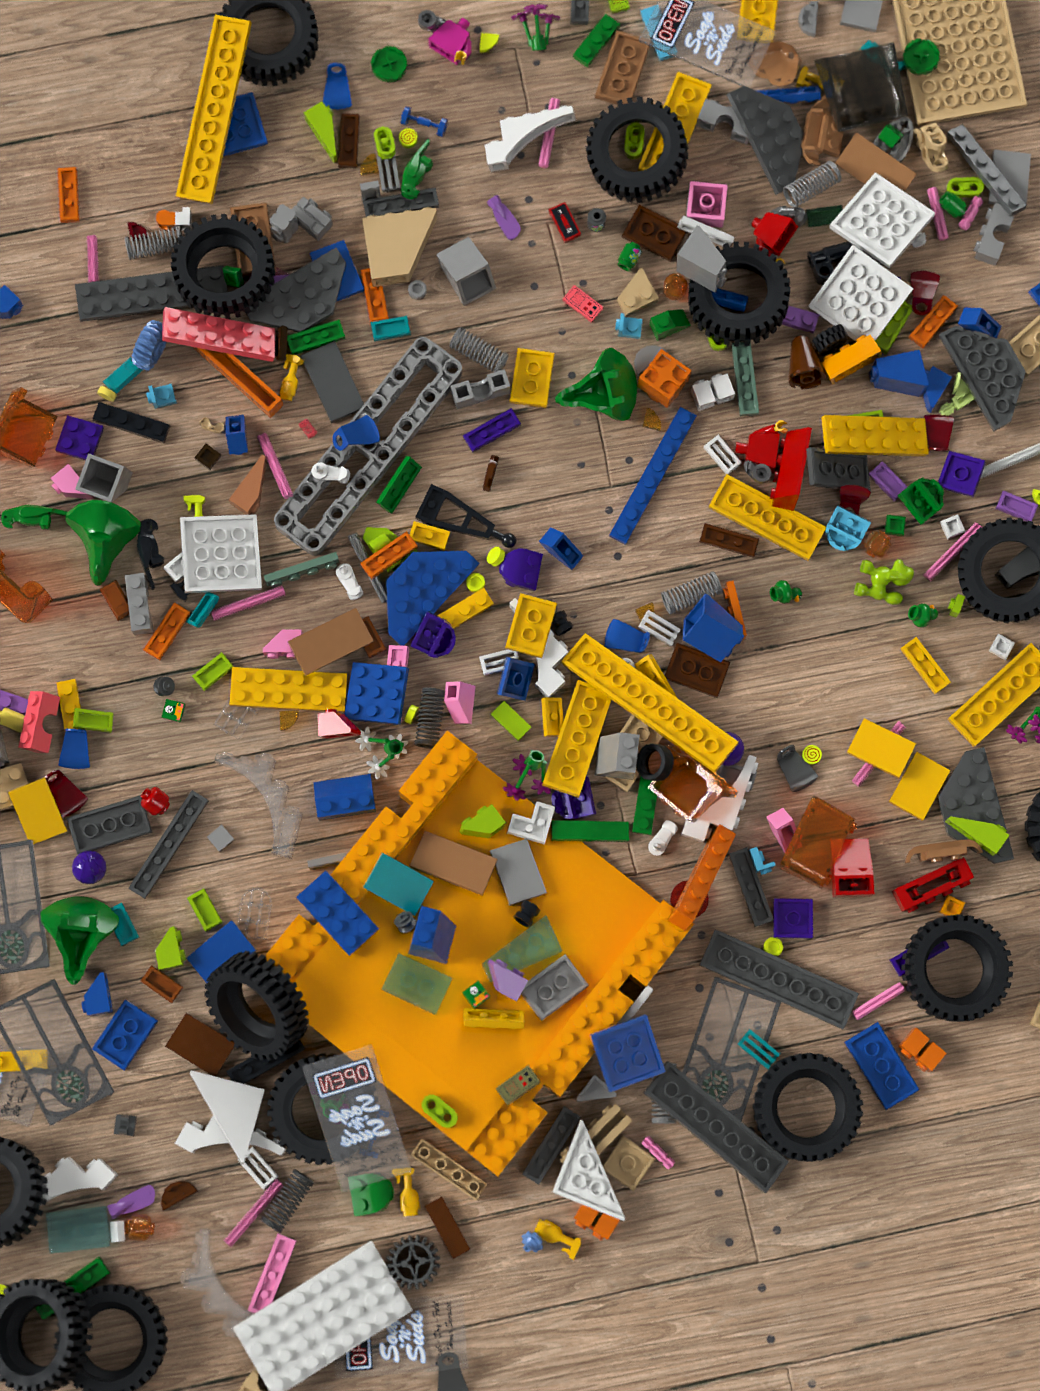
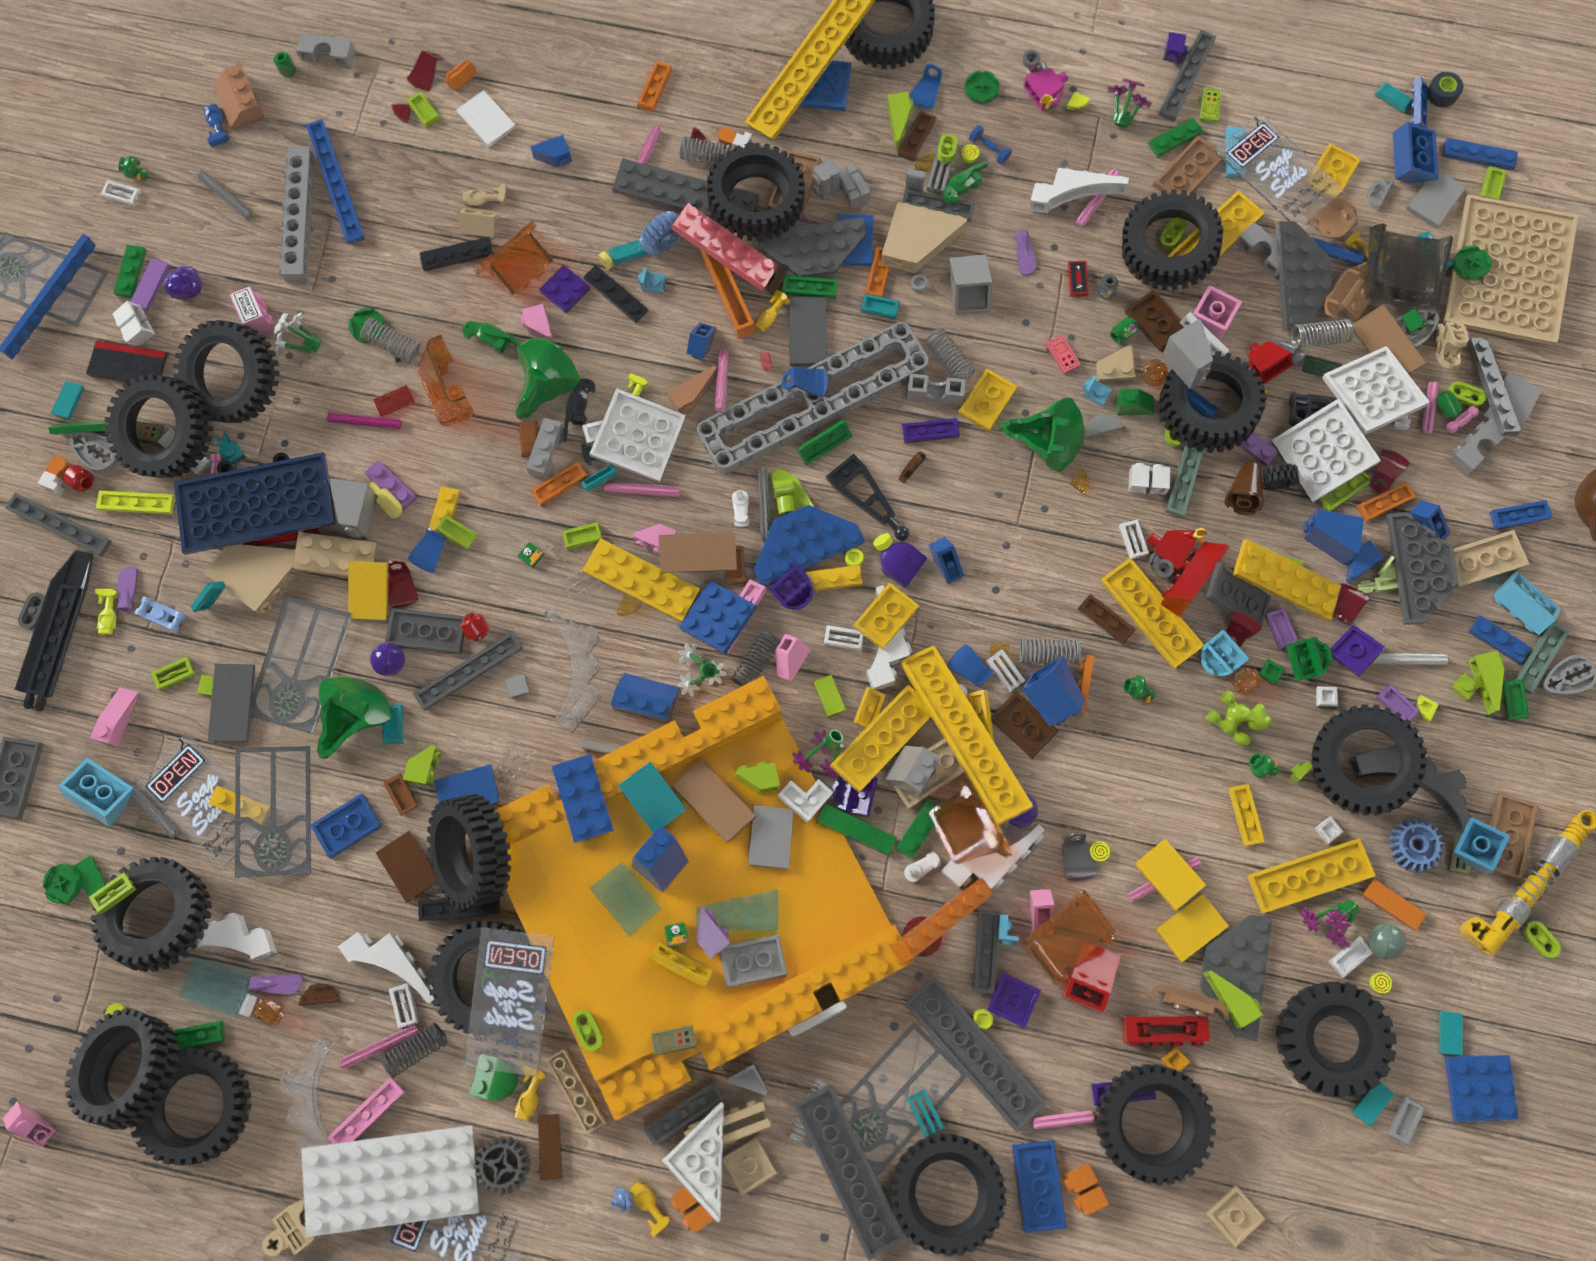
camera: 30 degrees right, 5 degrees down
(33, 735) = (397, 523): coral arch -> none
(98, 998) = (338, 780): blue slope -> none
(103, 478) = (565, 326): light grey slope -> none
(125, 1125) = (305, 909): dark grey tile -> none
(164, 686) = (532, 529): dark grey wheel -> none
(204, 910) = (472, 744): lime tile -> none
(206, 424) = (679, 322): tan piece -> none
(207, 456) = (667, 349): dark brown plate -> none
(233, 276) = (761, 203): green tile -> none
(233, 1107) = (406, 938): white tile -> none
(309, 567) = (697, 479): sand green plate -> none
(326, 472) = (764, 403): white piece -> none
(335, 725) = (667, 629): slope -> none
(389, 555) = (785, 499): orange tile -> none
(405, 922) = (641, 834): dark grey wheel -> none
(411, 713) = (740, 649): neon yellow tile -> none
(429, 535) = (831, 498): yellow plate -> none
(515, 678) = (851, 658): blue slope -> none
(526, 913) = (760, 880): black wheel -> none
(561, 624) = (915, 627): black wheel -> none
(627, 1053) = (793, 1058): blue plate -> none
(652, 476) = (1060, 531): blue plate -> none
(658, 1152) = (783, 1170): bright pink axle -> none
(664, 378) = (1109, 447): orange piece -> none
(666, 766) = (953, 799): black tyre -> none
(851, 358) = (1293, 501): light orange slope -> none
(958, 546) = (1313, 721): bright pink axle -> none

